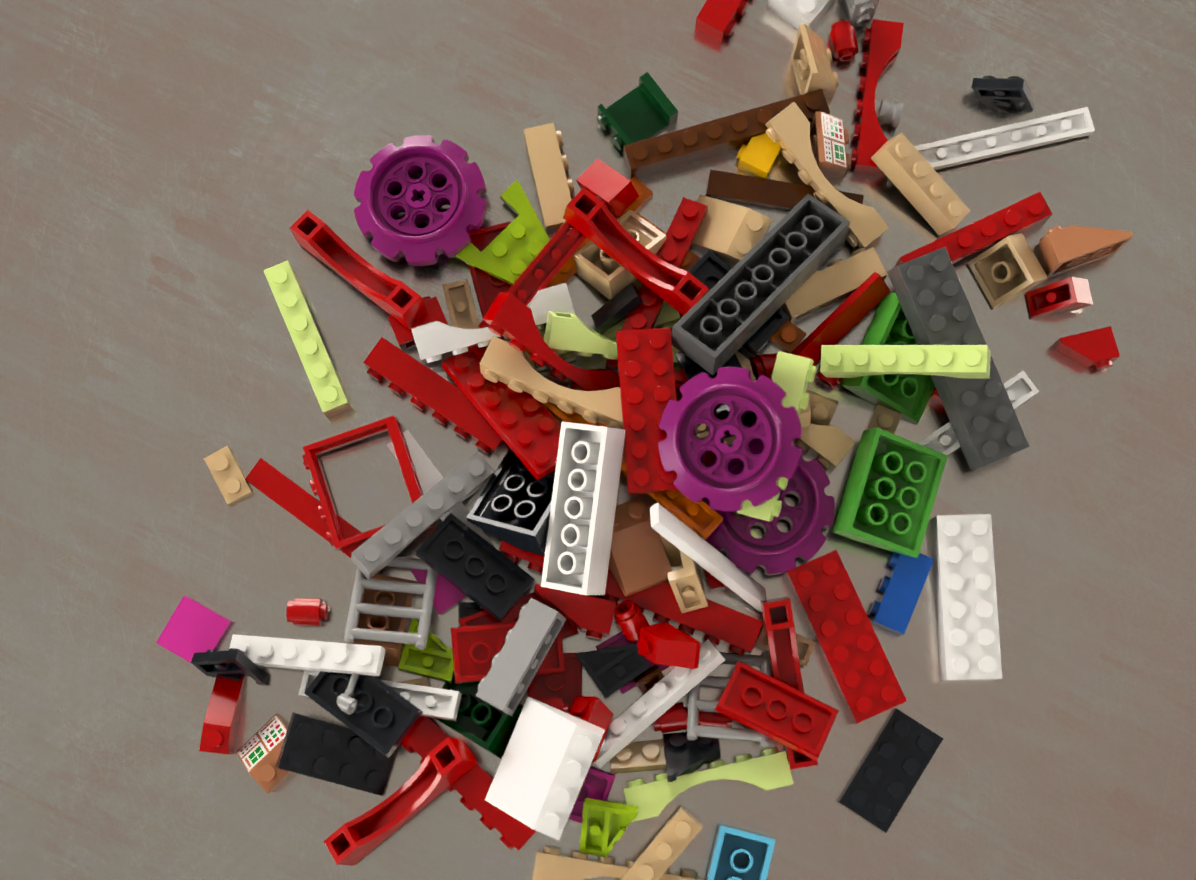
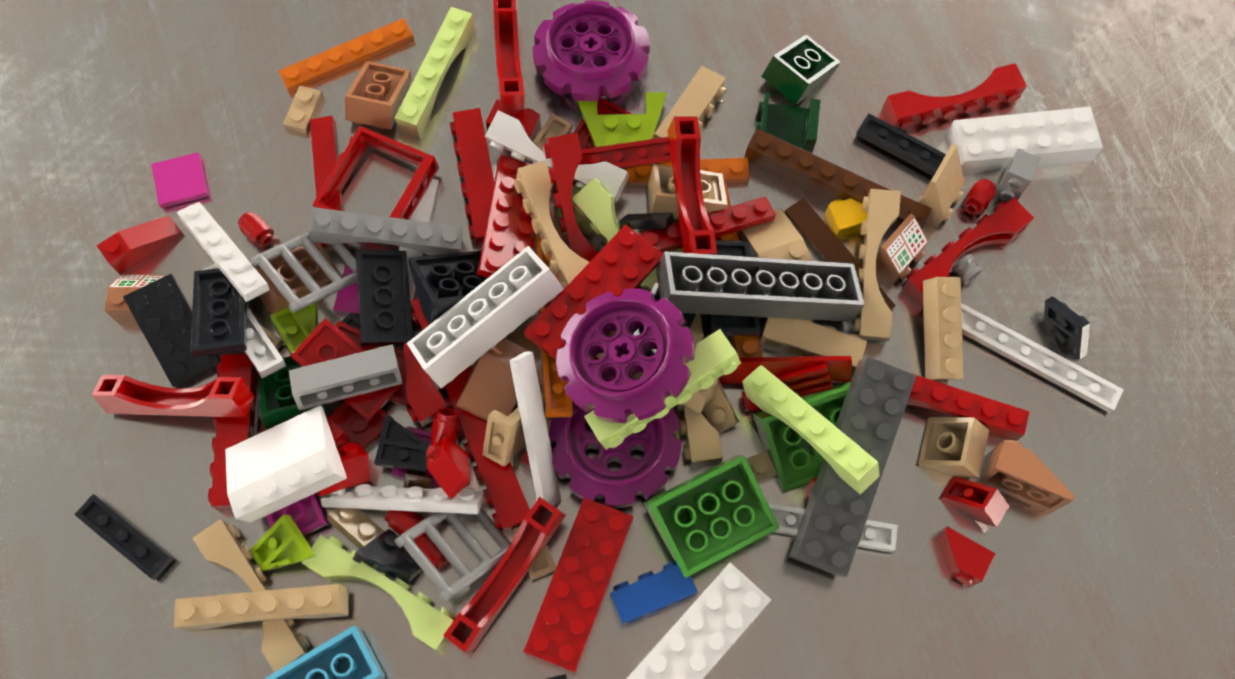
camera: 40 degrees right, 10 degrees down
(211, 394) = (346, 55): none -> orange plate
(228, 664) = (174, 214): black wing -> none
(279, 404) = (376, 95): none -> nougat slope
(344, 700) = (208, 296): light grey hand -> none
(601, 55) = (799, 69): none -> dark green slope
(608, 186) = (719, 146): brick -> none
(744, 49) = (900, 144): none -> black plate
(777, 710) = (475, 584): red tile -> none
(858, 323) = (805, 385): none -> red tile

